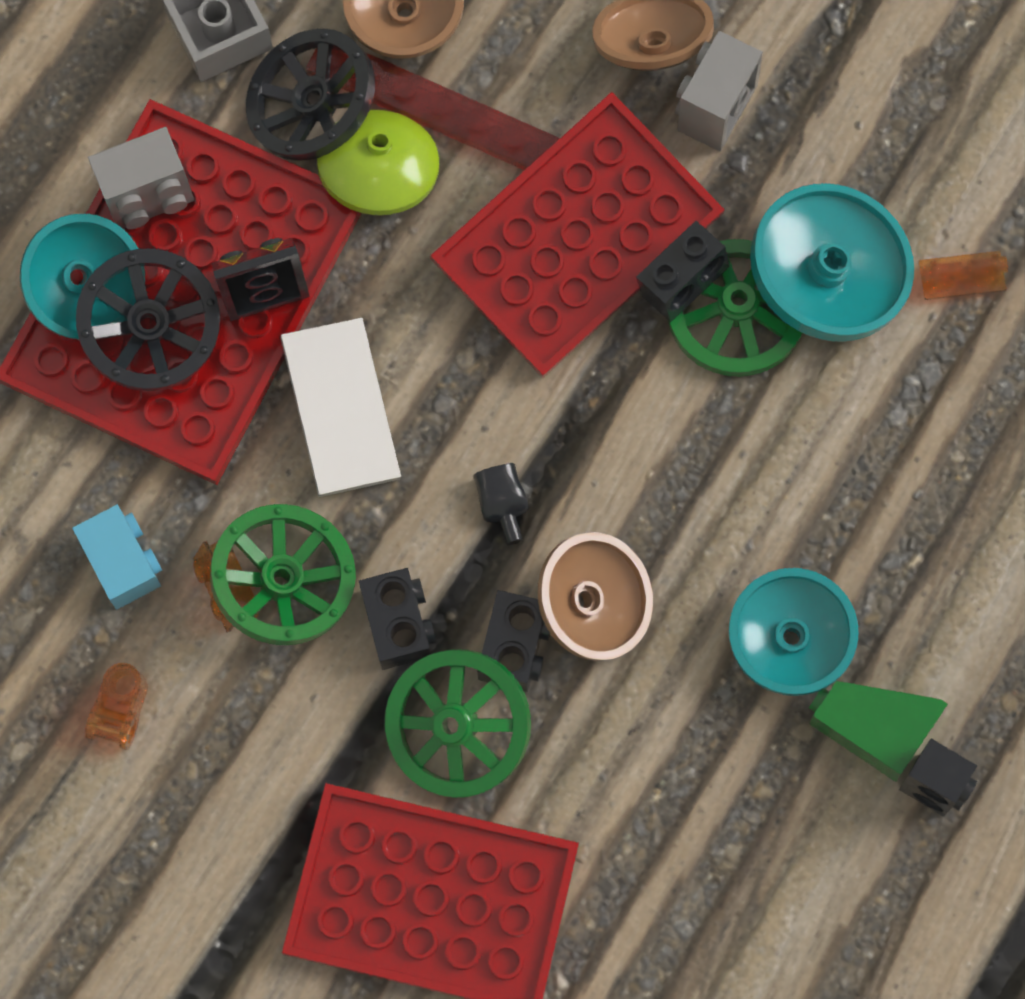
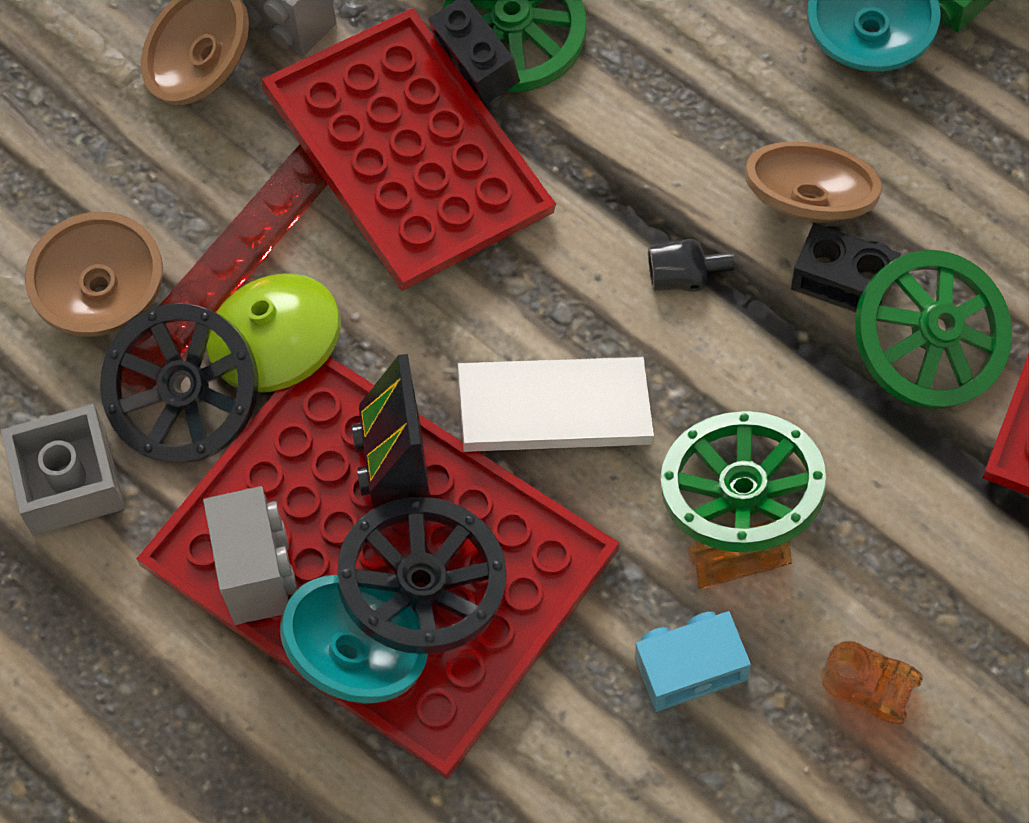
camera: 80 degrees left, 10 degrees down
(388, 620) = (808, 391): black brick -> none

